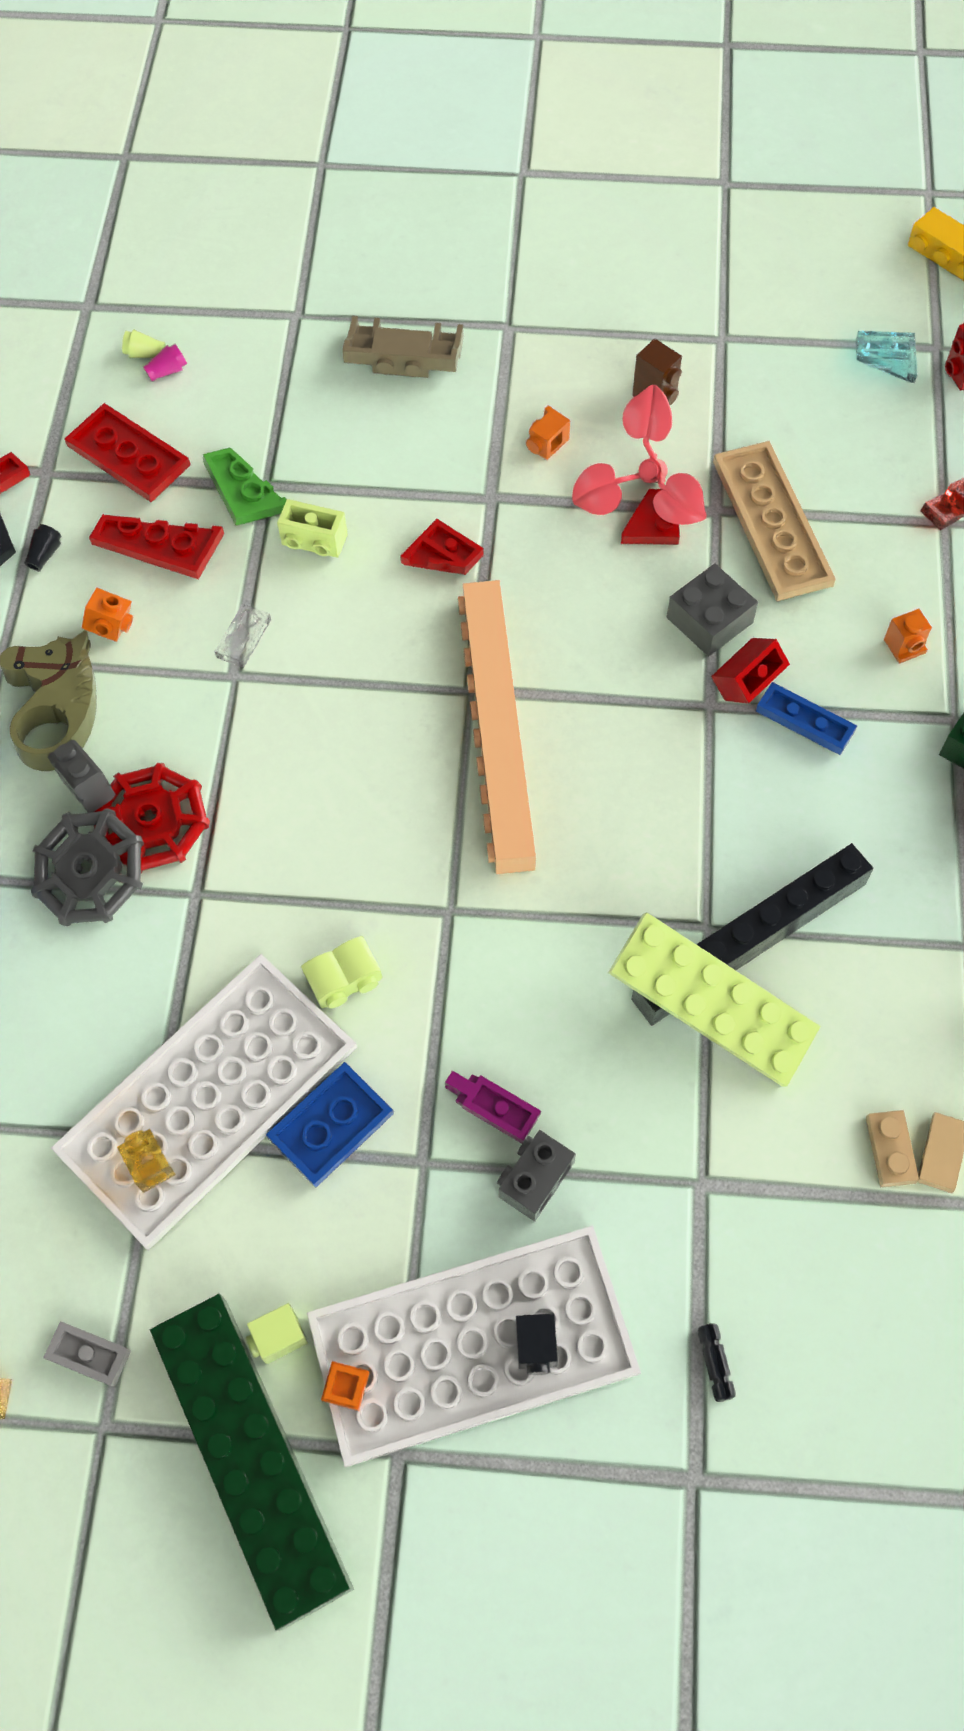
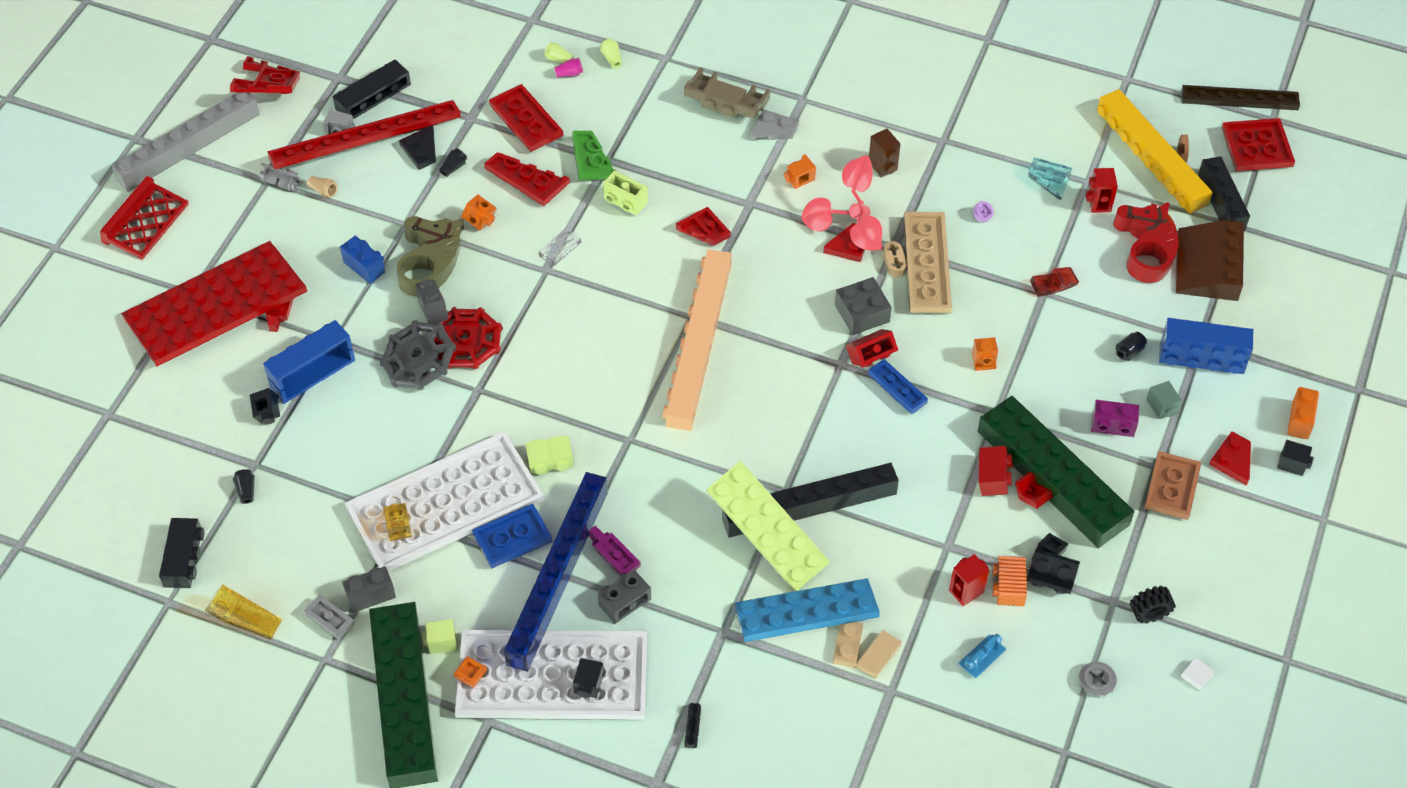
camera: 15 degrees right, 10 degrees down
(135, 1287) = (369, 589): none -> dark grey brick
(217, 324) = (611, 52): none -> yellowish green cone
(421, 1176) = (555, 572): none -> clear blue brick
(485, 376) = (774, 126): none -> light grey wing
(730, 525) = (898, 258): none -> tan beam
(812, 1114) = (806, 610): none -> dark azure plate
(819, 426) = (983, 211): none -> lavender tile

